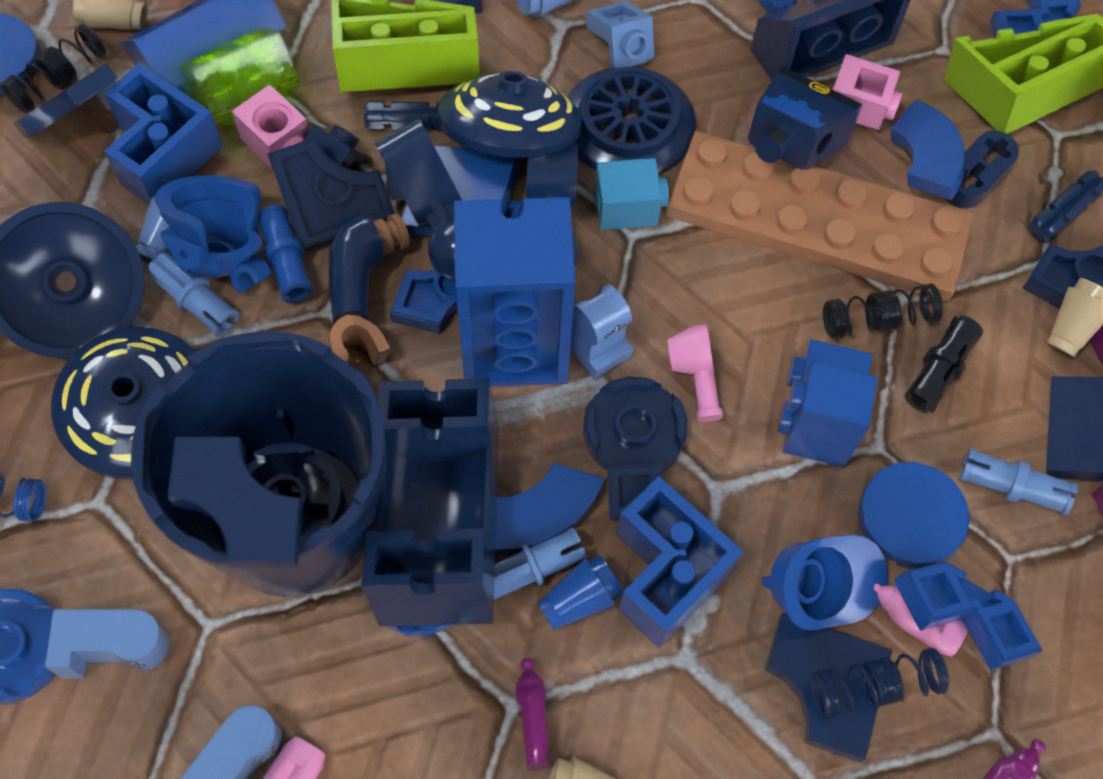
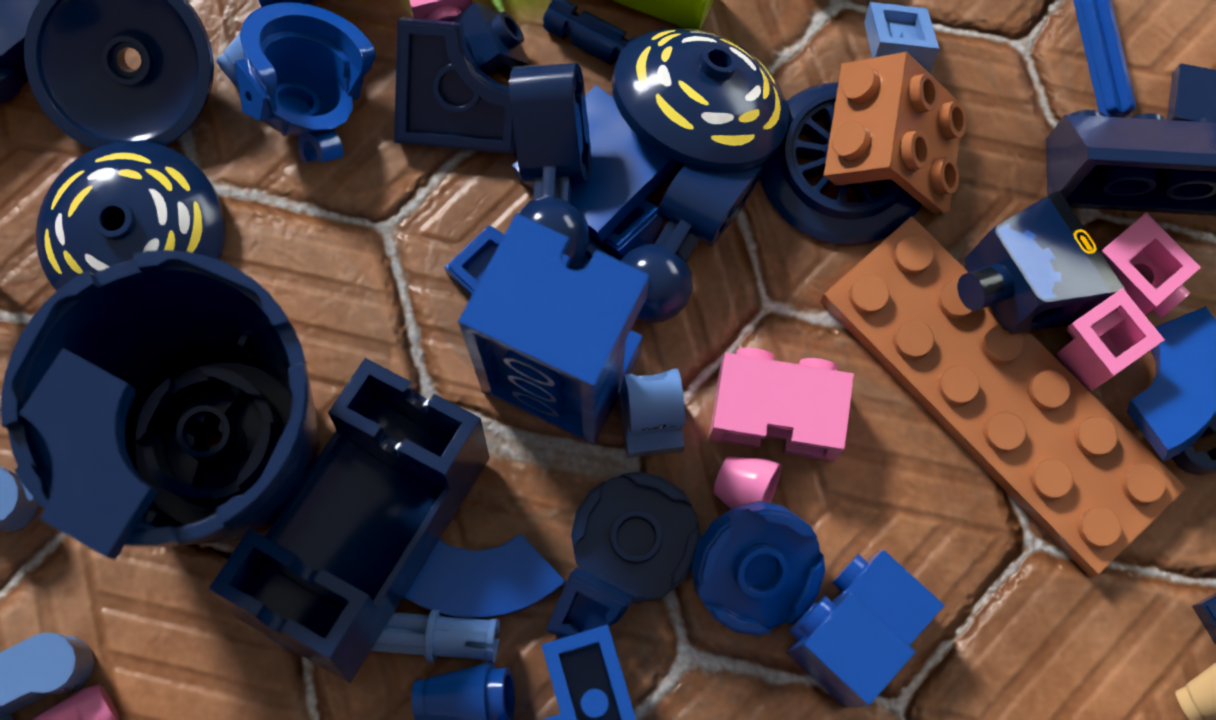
camera: 30 degrees right, 10 degrees up
(193, 295) = (252, 146): medium blue axle -> none
(284, 254) = (369, 140): blue pin -> none
(352, 259) = (434, 185): piece -> none
(629, 194) = (787, 258): dark azure brick -> none
(650, 75) = (898, 127): none -> nougat bracket
(681, 286) = (782, 401): none -> bright pink brick
(733, 398) = (758, 568): none -> blue tile
(870, 142) = (1108, 340): none -> bright pink brick
(882, 311) = (1000, 552): black piece -> none
(943, 364) = (1032, 653): black pin -> none

